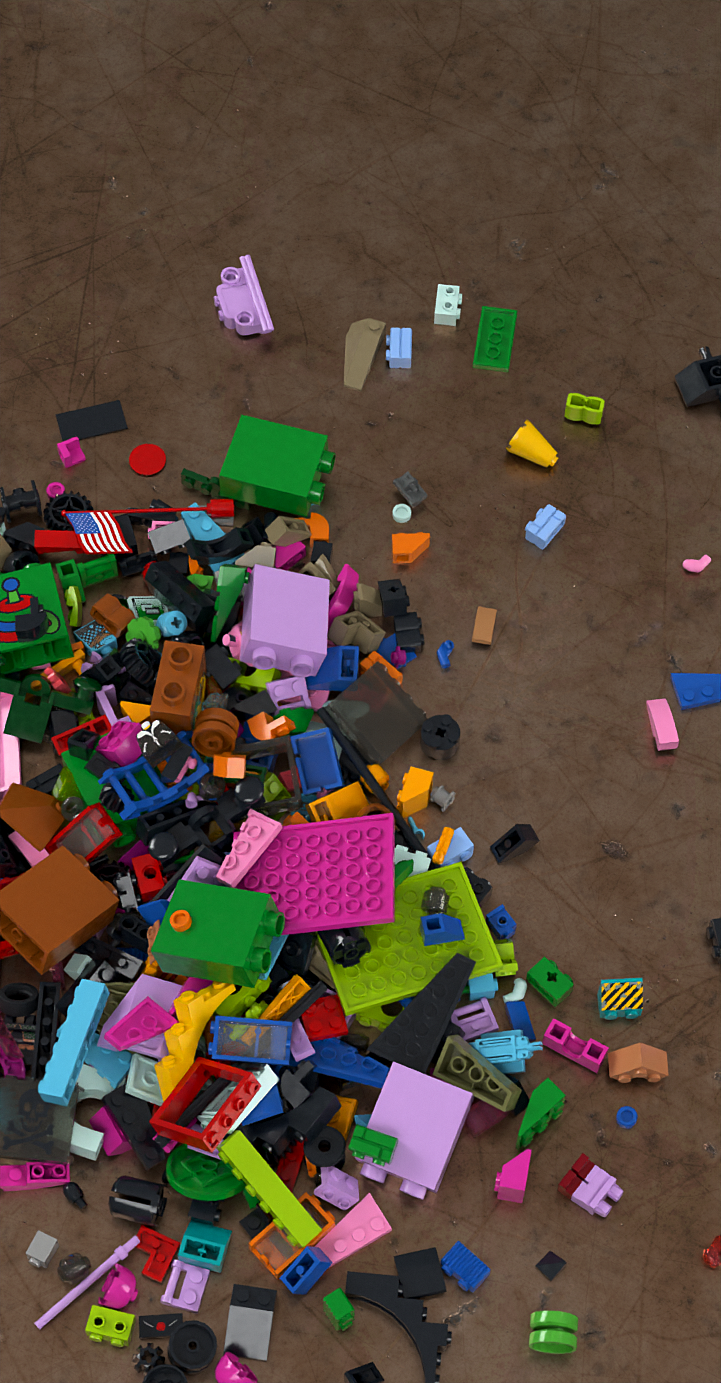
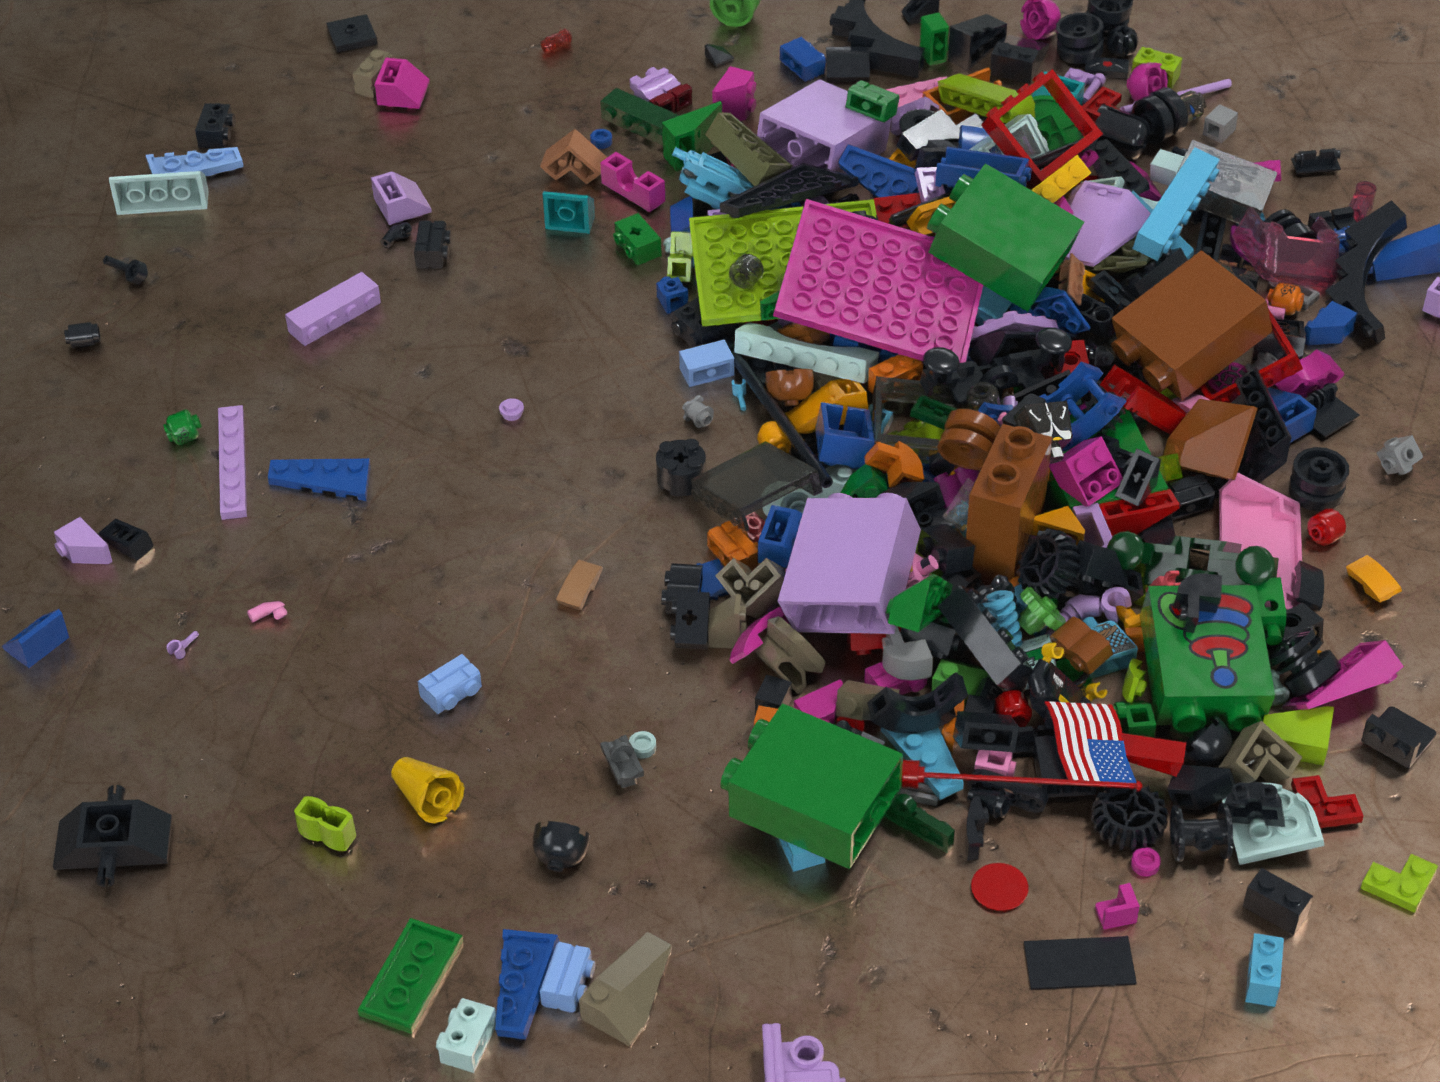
camera: 165 degrees left, 15 degrees down
(72, 807) = (1156, 435): clear smoke head -> none
(101, 1230) = (1164, 112): none -> black wheel
(125, 579) = (1052, 685): none -> black torso
(140, 1025) = (1101, 196): dark pink wing -> none
(168, 493) = (976, 820): none -> black slope
(180, 920) = (1046, 233): orange tile -> none
(229, 765) = (960, 382): orange brick -> none
(251, 843) = (953, 327): bright pink wing -> none
(287, 531) = (822, 701): dark tan slope -> none
(297, 1329) = (974, 40): none -> black wedge
(306, 1270) = (958, 60): blue brick -> none
(398, 657) = (706, 559): magenta plate -> none
(408, 546) = (647, 690): orange slope -> none
(415, 791) = (731, 409): light orange slope -> none
(426, 346) = (523, 970): none -> blue wing
(430, 424) = (560, 845): none -> black cylinder
(440, 929) = (749, 238): blue slope -> none
(443, 653) = (644, 565): blue arm -> none
(443, 845) = (716, 349): light orange axle -> none
(514, 842) = (627, 357): black slope -> none
(592, 777) = (511, 409): none -> lavender plate
(594, 1143) = (635, 114): none -> dark green brick
(662, 724) = (402, 442): bright pink slope -> none

